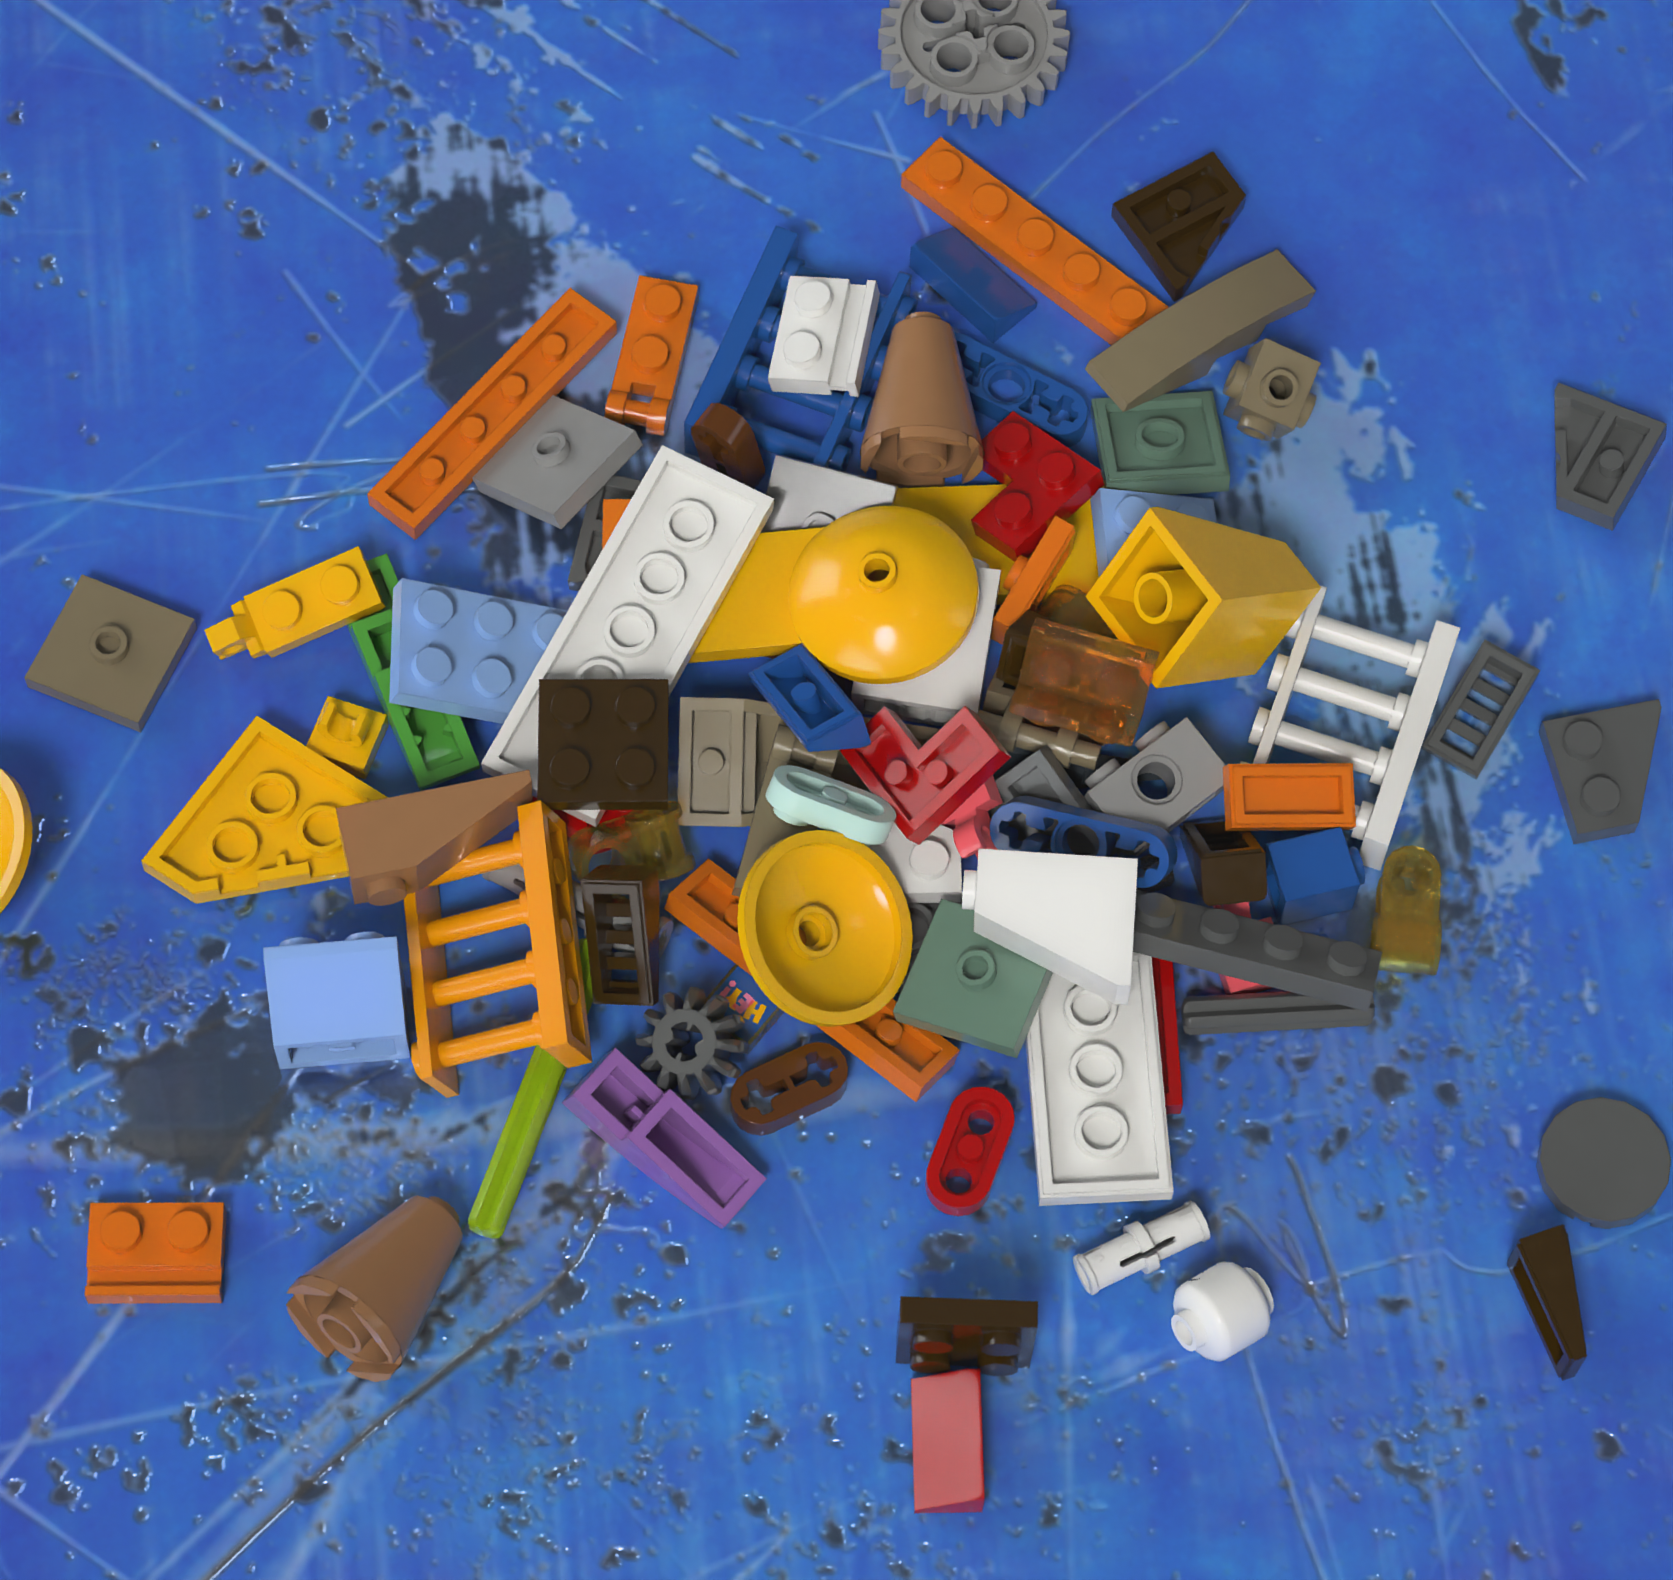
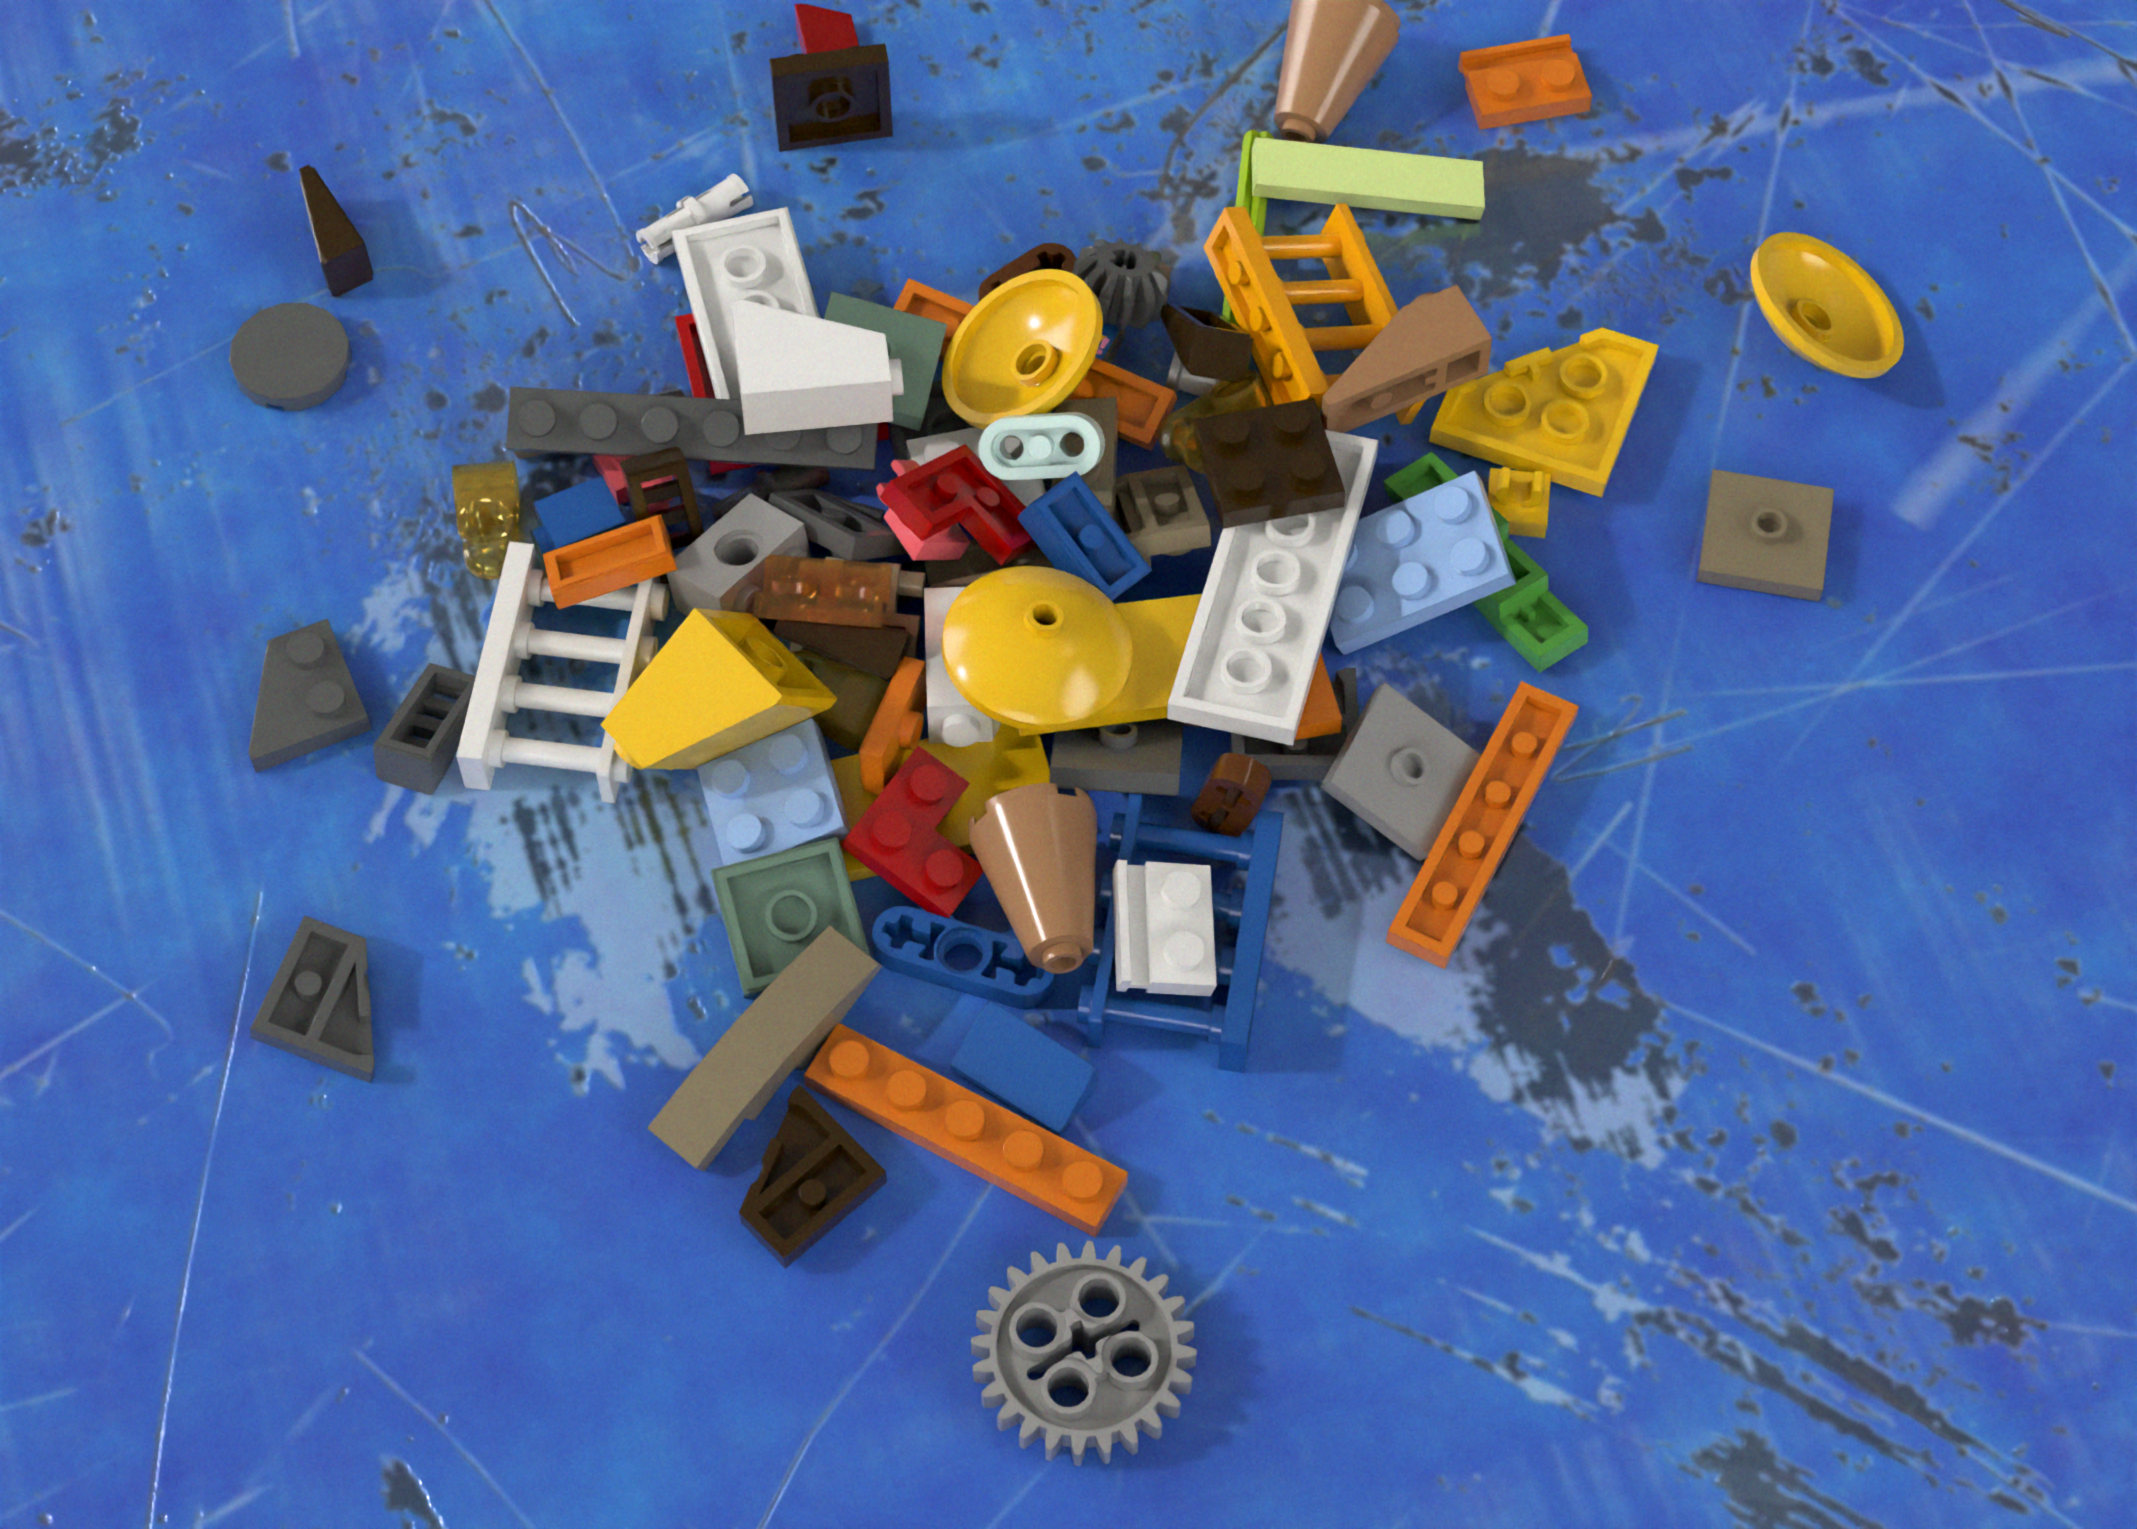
camera: 170 degrees right, 5 degrees down
(299, 608) = (1604, 588): yellow hinge -> none
(337, 1001) = (1443, 251): light blue slope -> none
(381, 1136) = (1367, 178): none -> yellowish green tile
(652, 353) = (1342, 926): orange plate -> none
(664, 1138) = (1113, 208): medium lavender slope -> none
(969, 1154) = (854, 264): red plate -> none
(1041, 815) = (798, 486): blue beam -> none
(1222, 1311) = (617, 173): white head -> none
(1270, 390) = (680, 982): dark tan brick -> none

